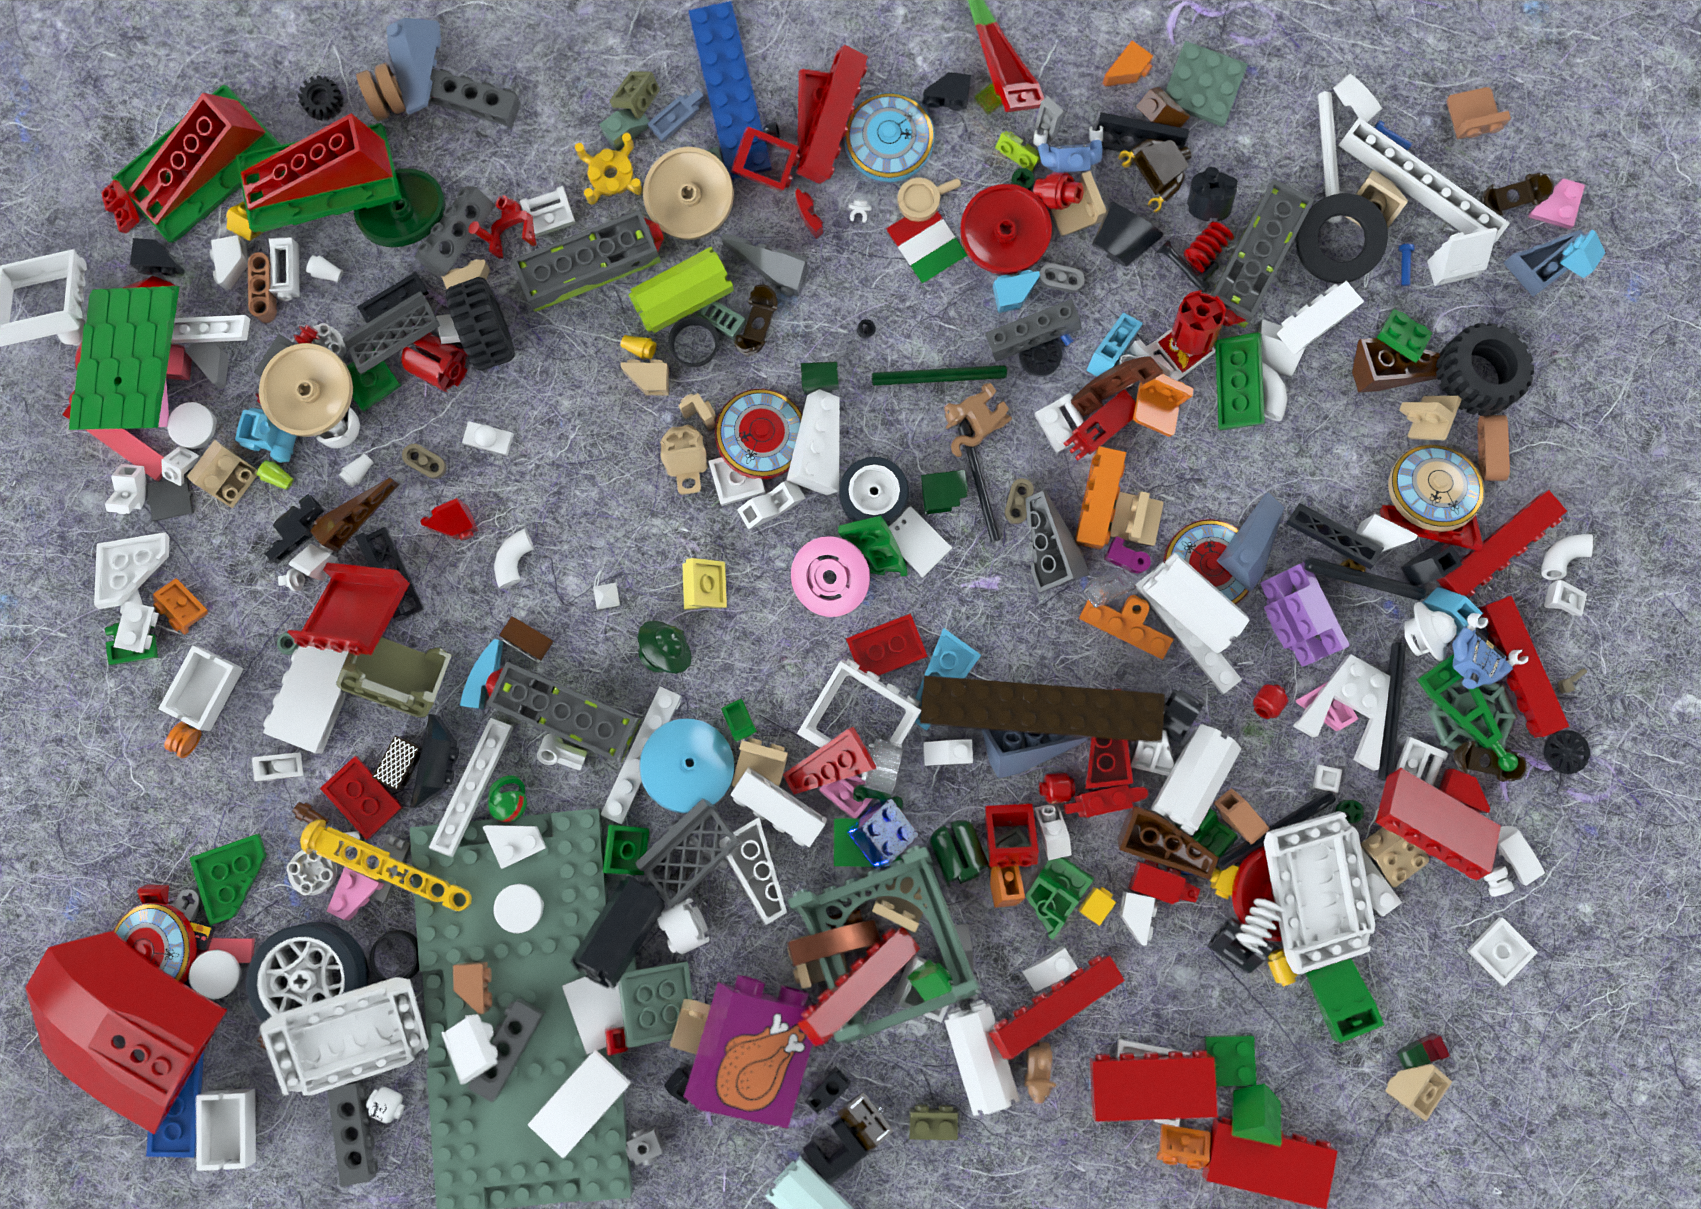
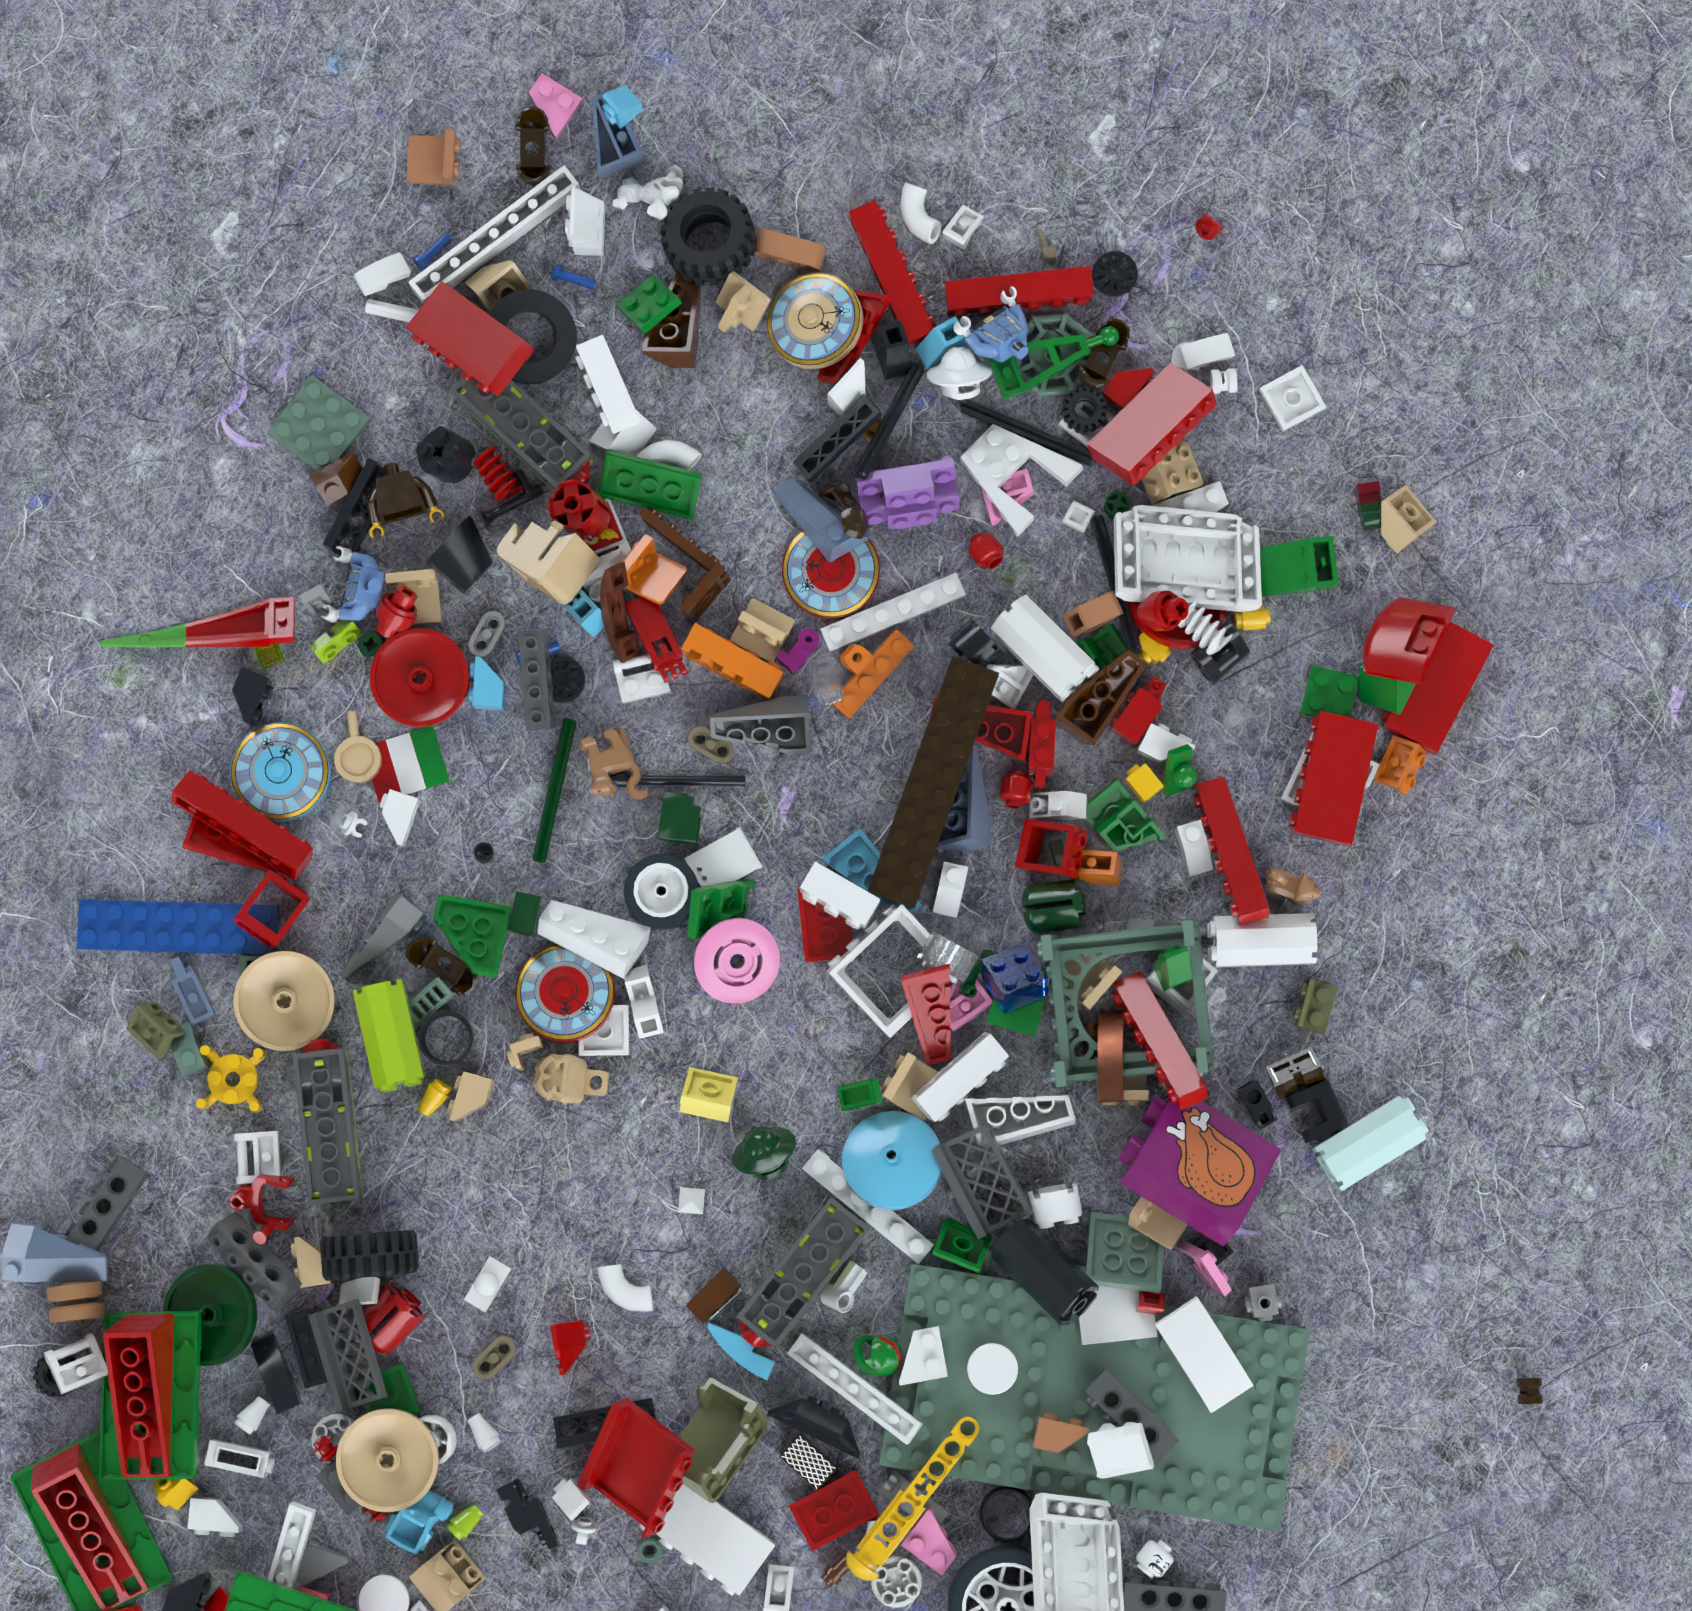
camera: 80 degrees left, 0 degrees up
(257, 278) = (241, 1488): nougat beam -> none
(320, 108) = (79, 1371): none -> white plate
(343, 522) = (535, 1458): reddish brown wedge -> none
(363, 279) = (276, 1374): none -> black slope
(665, 1082) = (1206, 1267): none -> bright pink wing
(772, 129) = (239, 895): black hinge -> none
(793, 339) = (475, 931): none -> green plate
(806, 208) = (332, 880): red slope -> none
(879, 247) = (399, 814): none -> white slope
(912, 651) = (839, 896): none -> white piece
(1117, 936) = (1178, 771): none -> green tile
(1129, 66) = (278, 498): orange slope -> none
(1139, 317) = (562, 568): none -> tan piece
(1163, 457) = (709, 584): none -> reddish brown bracket
(1196, 603) = (867, 596): white brick -> none
(1266, 569) = (854, 517): none -> dark brown piece
(1266, 881) = (1162, 610): none -> red piece
(1305, 1122) = (1405, 639): none -> red slope
(1324, 181) = (469, 339): none -> red brick
(1443, 750) = (1094, 399): none -> black tyre
(1507, 311) = (658, 192): none -> white piece
(1639, 828) = (1208, 227): none -> red plate

